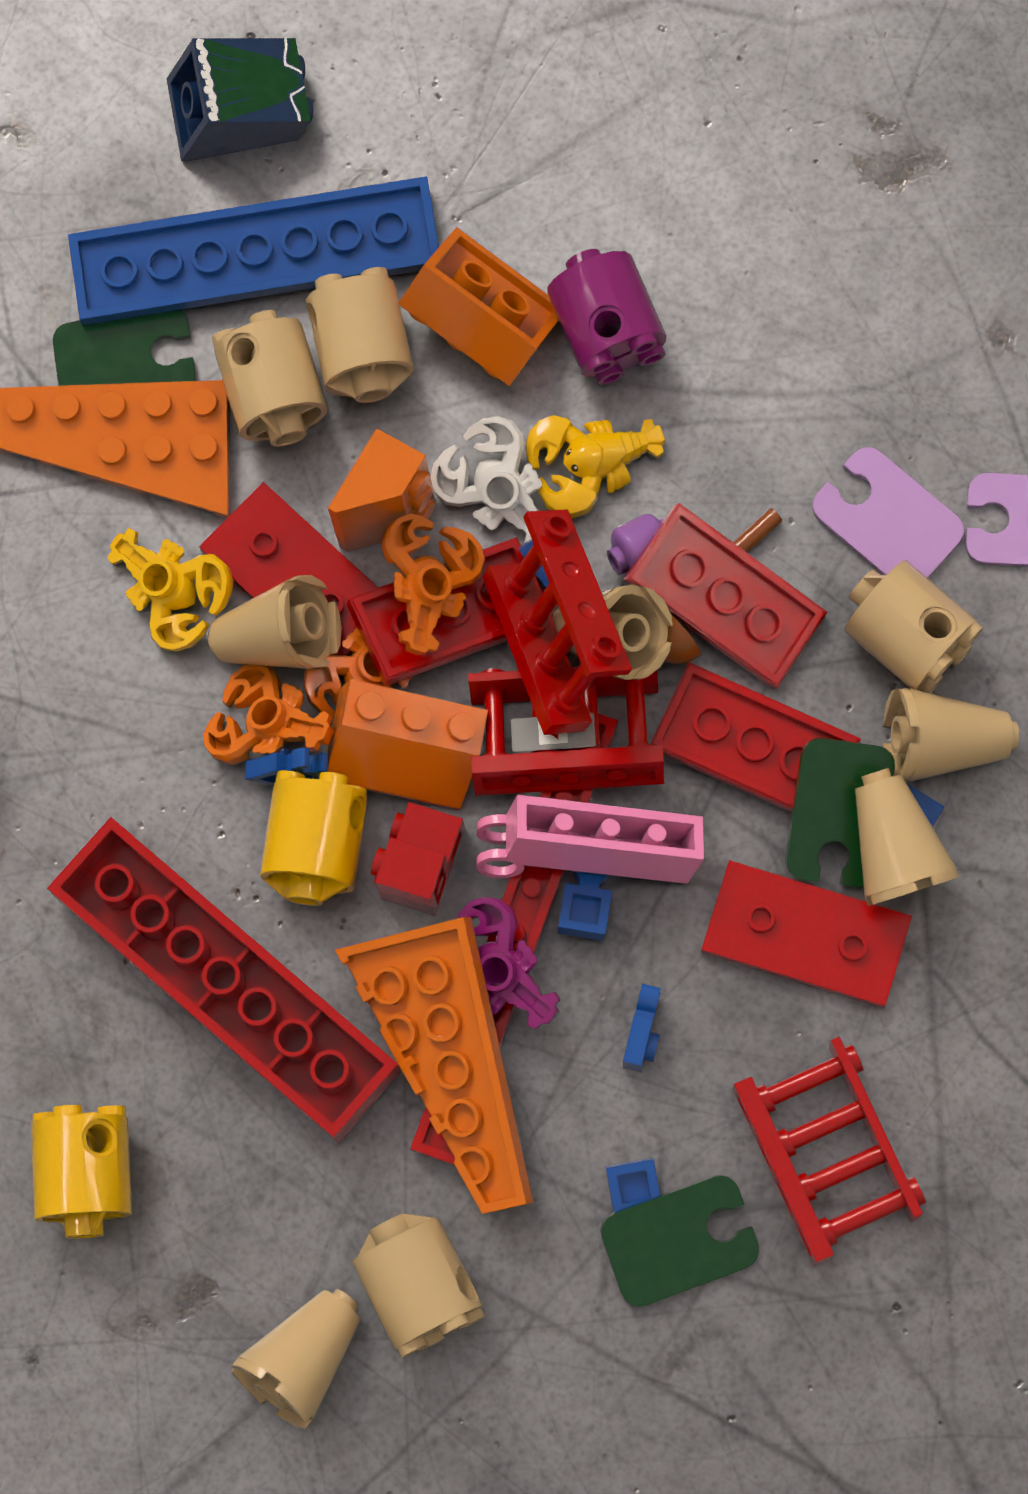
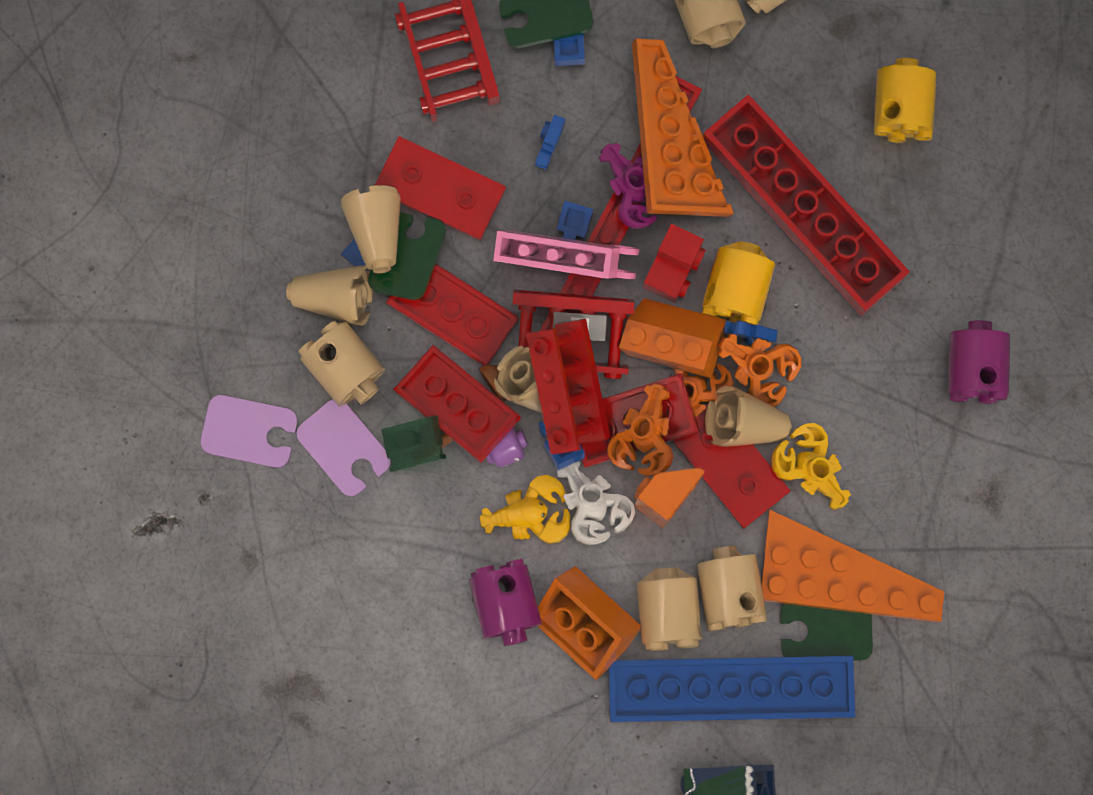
camera: 175 degrees right, 5 degrees up
(781, 527) = (413, 443): none -> clear green plate

